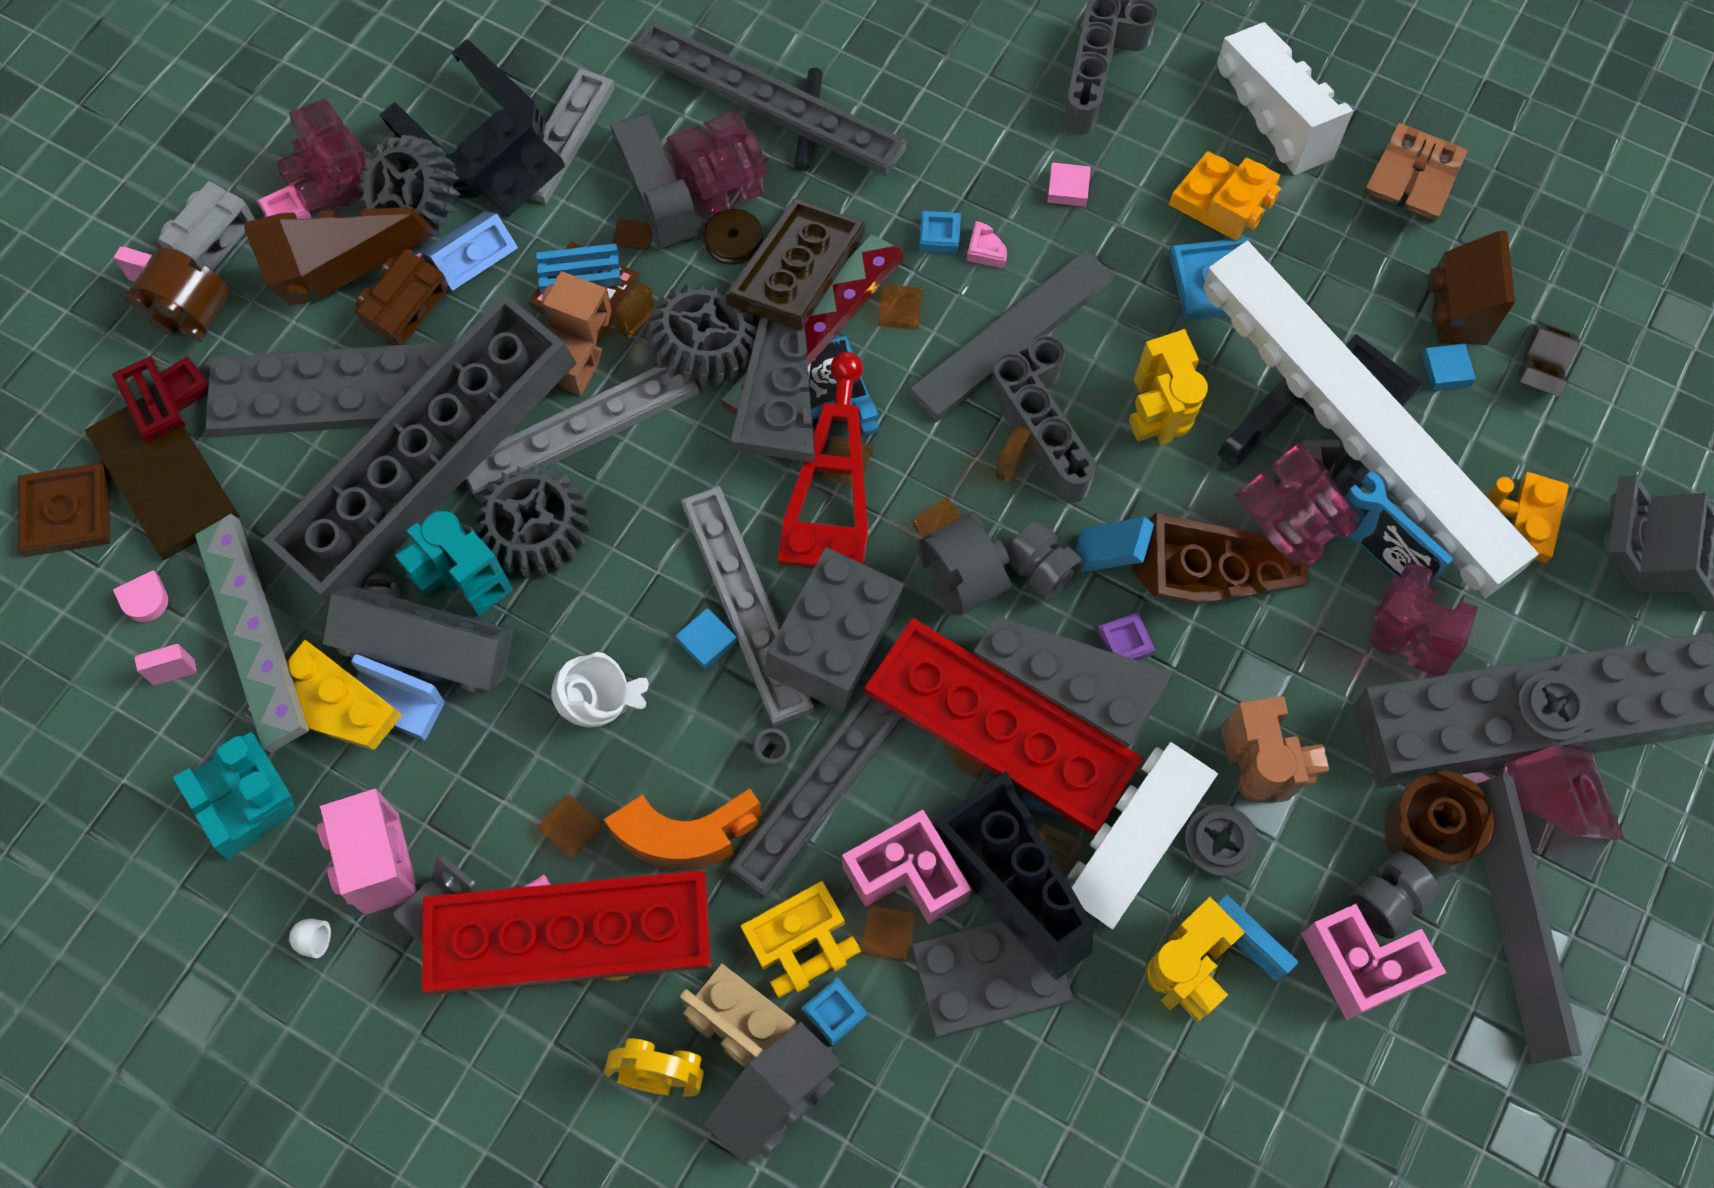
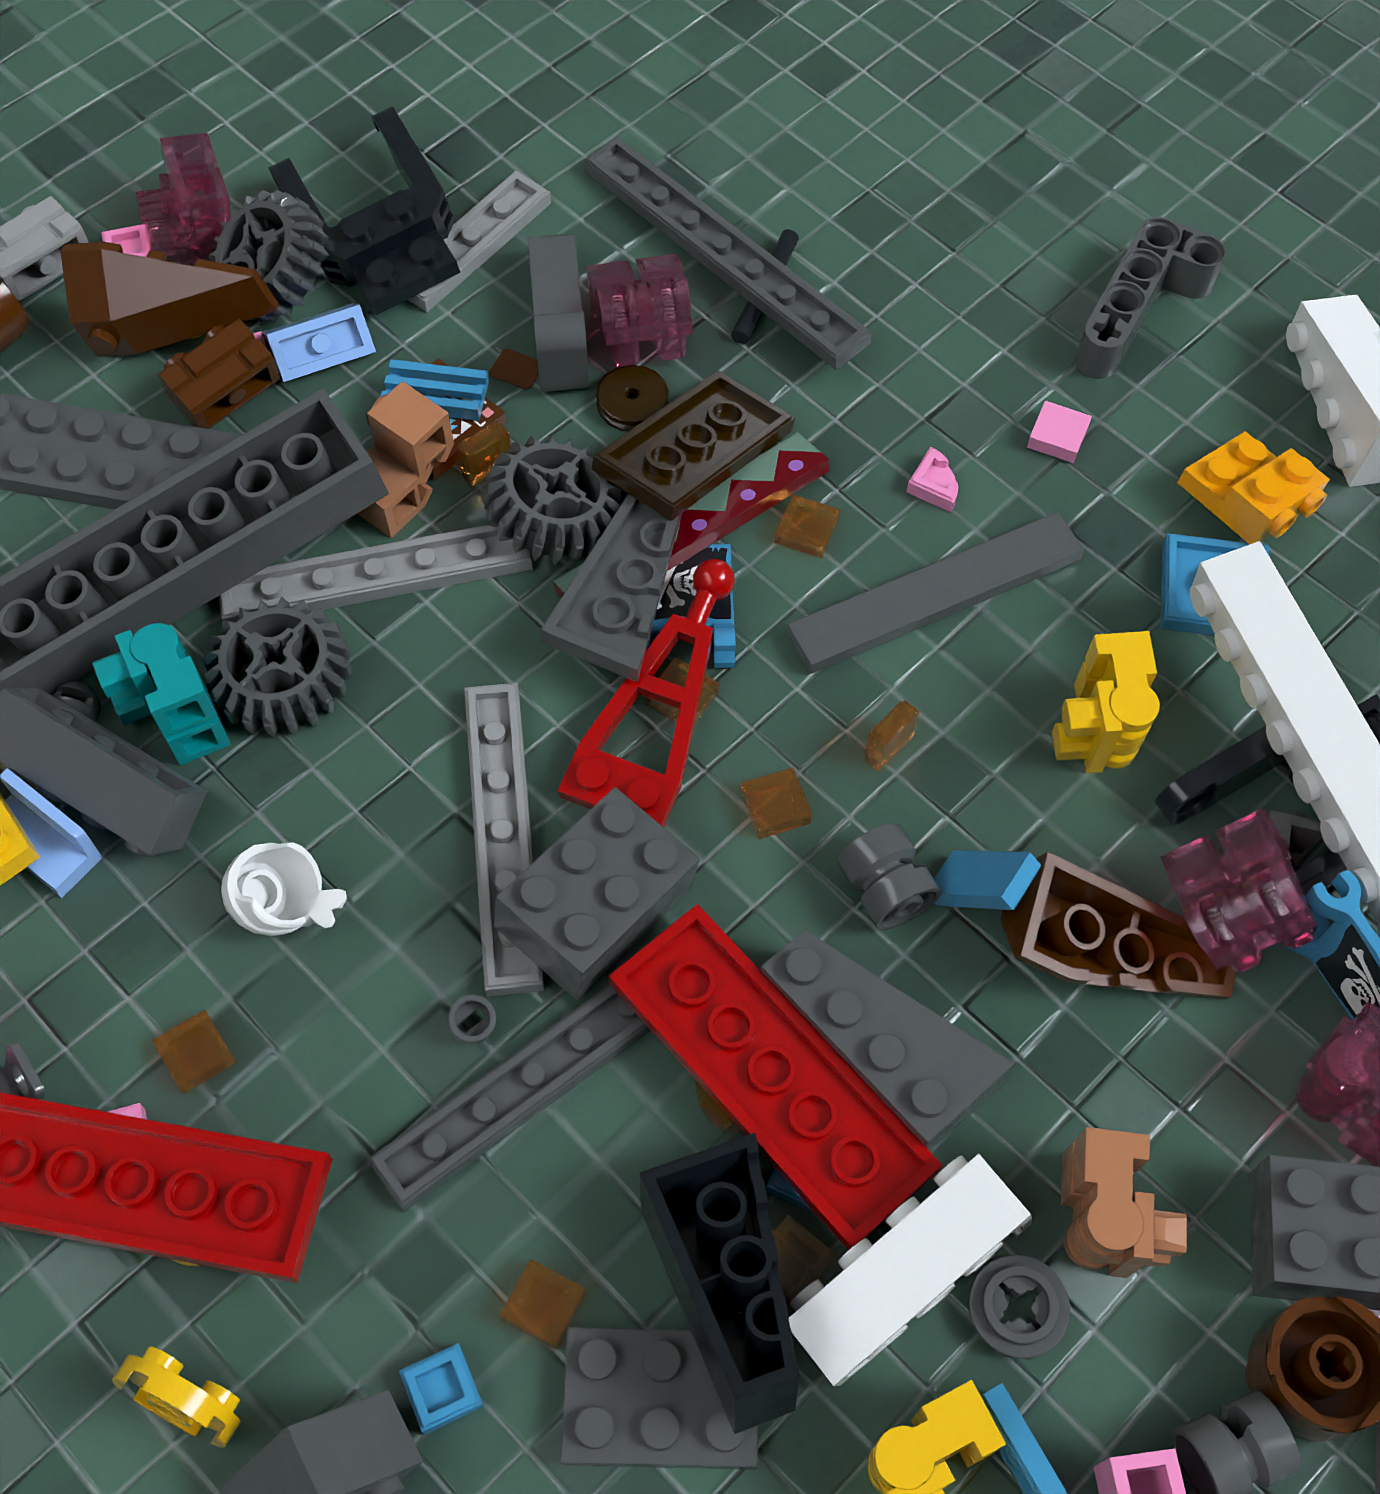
camera: 15 degrees right, 5 degrees down
(683, 843) = (326, 1112): orange arch -> none
(706, 639) = (439, 864): dark azure tile -> none
(736, 1014) = (308, 1354): tan bracket -> none
(793, 926) = (421, 1260): yellow plate -> none
(912, 857) = (592, 1208): bright pink brick -> none
(939, 232) = (883, 450): dark azure tile -> none
(964, 564) = (785, 854): dark grey brick -> none
(1048, 424) = (945, 710): dark grey beam -> none
(1126, 637) = (970, 1004): medium lavender tile -> none

